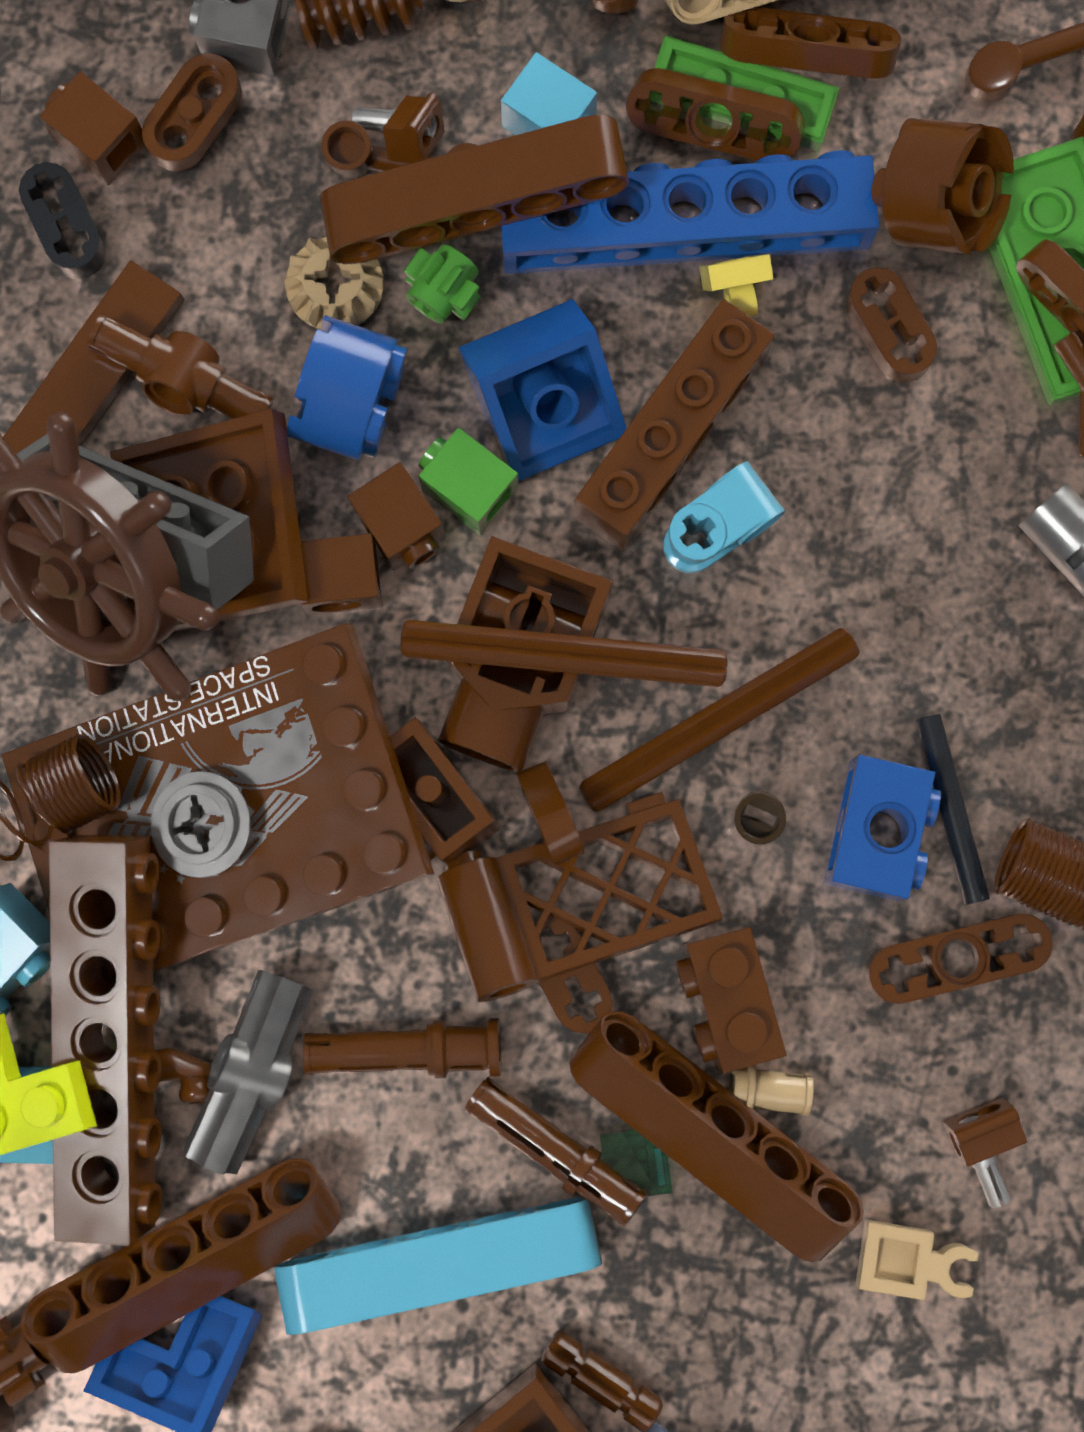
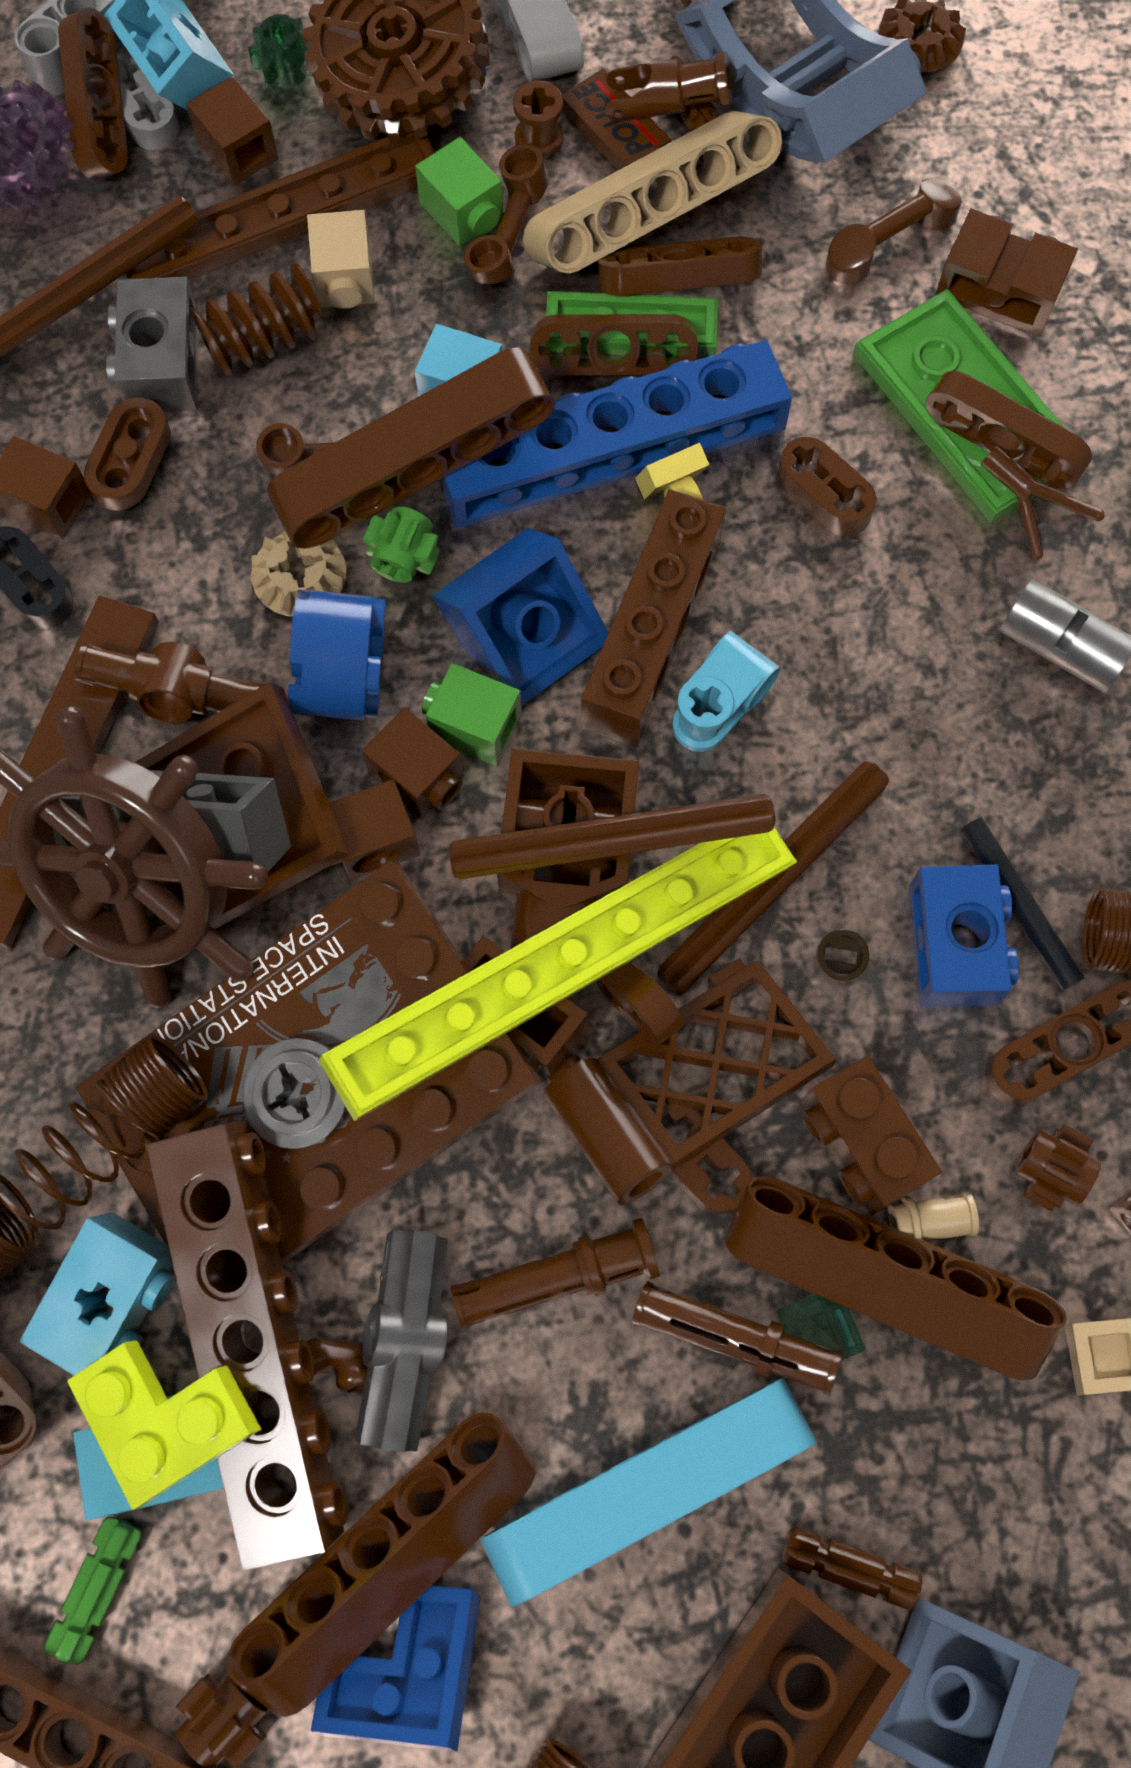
camera: 15 degrees left, 10 degrees down
(408, 130) = (334, 418): reddish brown piece -> none
(470, 769) = (548, 969): none -> neon yellow tile
(902, 1075) = (1058, 1167): none -> reddish brown gear
(945, 186) = (841, 348): reddish brown brick -> none

